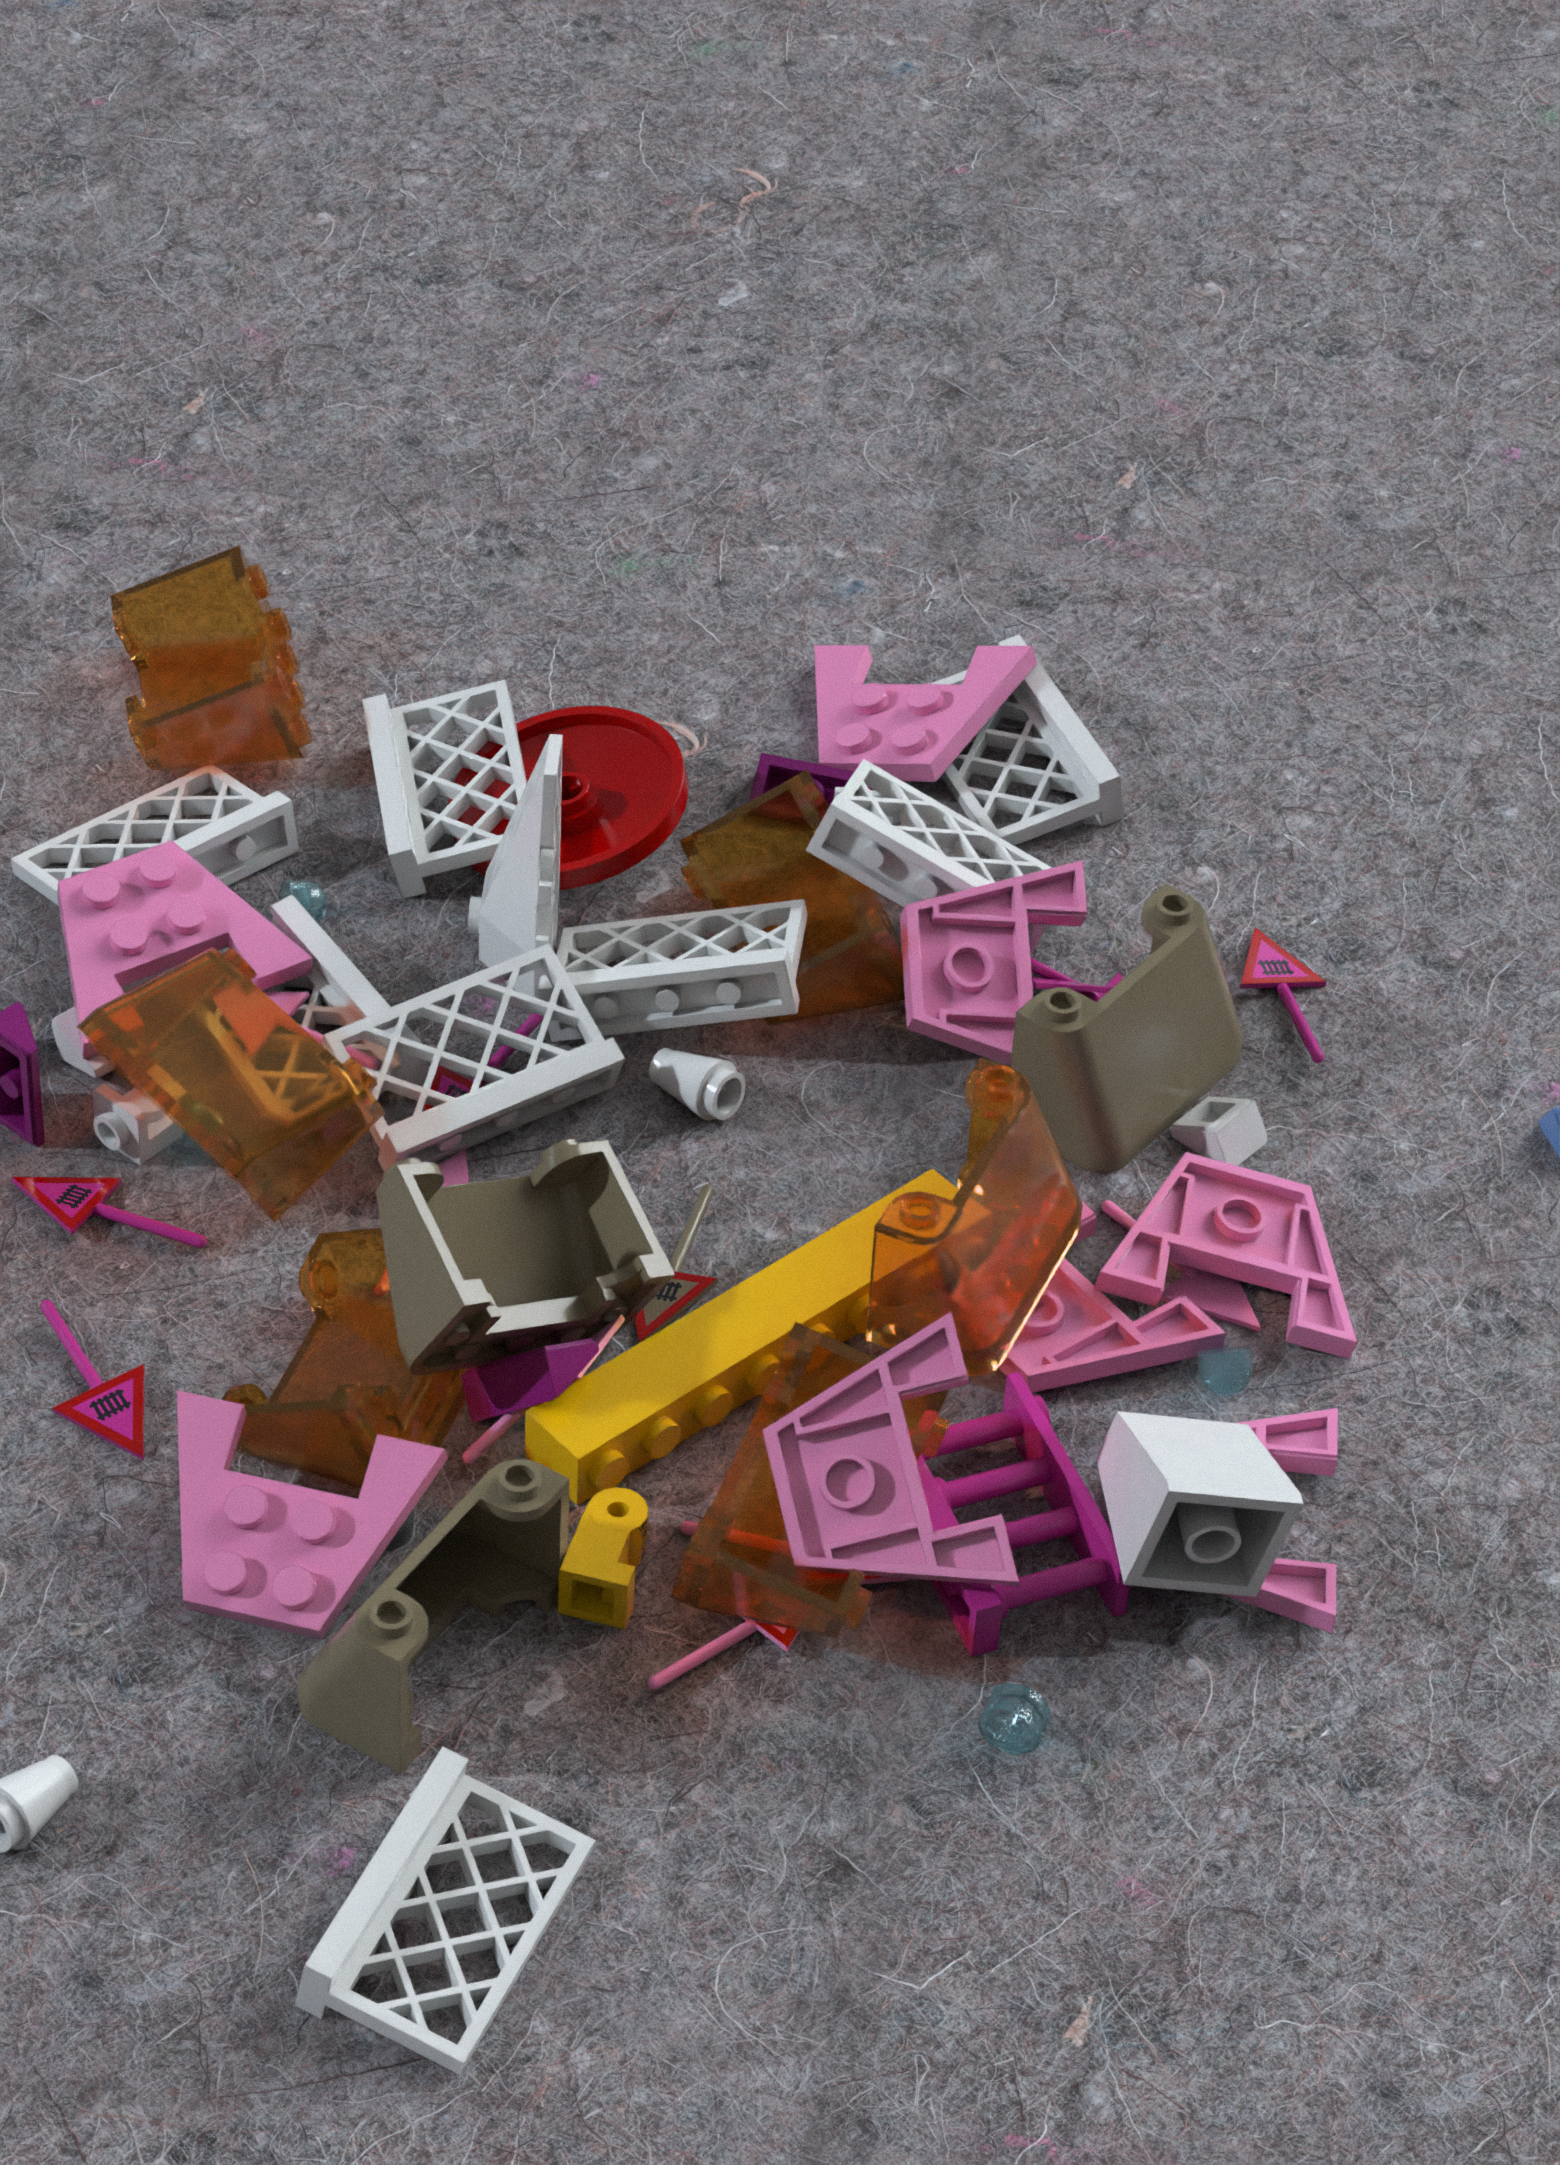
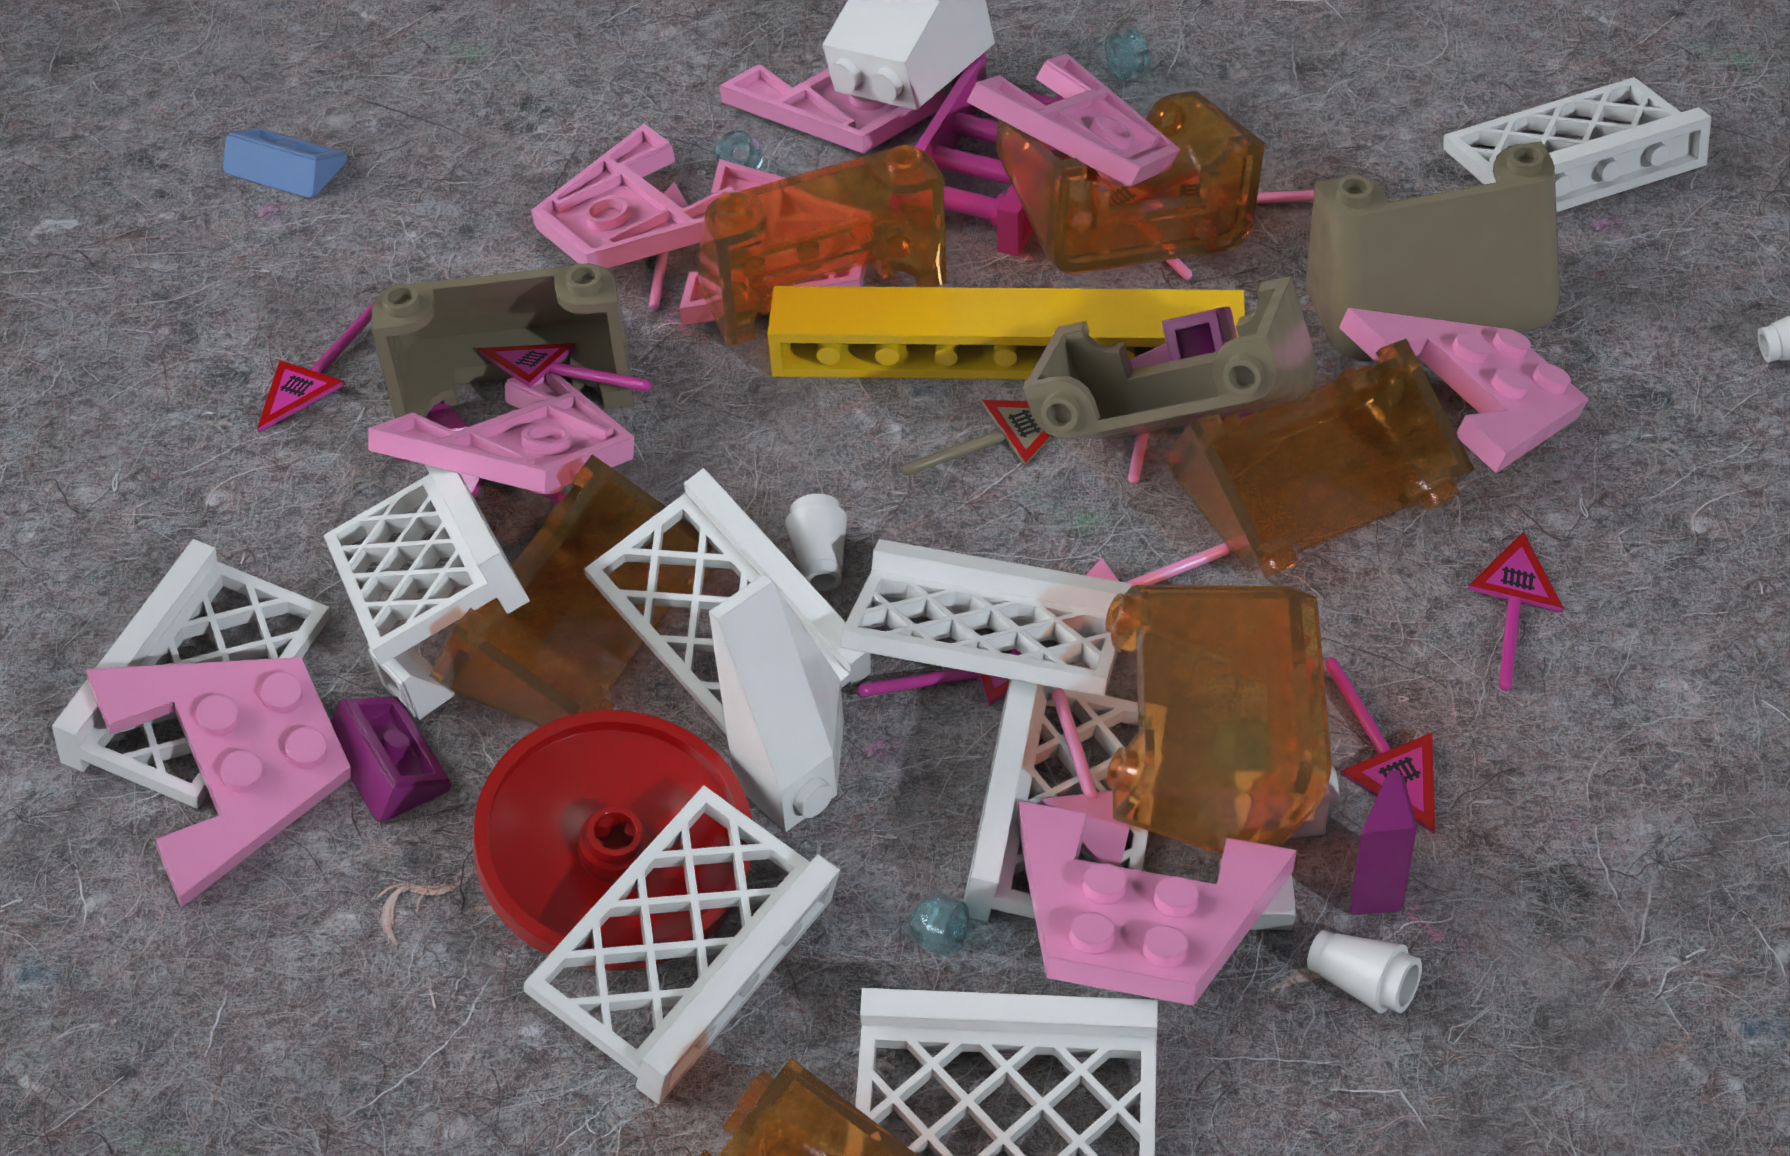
camera: 130 degrees left, 5 degrees up
(603, 1558) = (1268, 258): yellow leg -> none

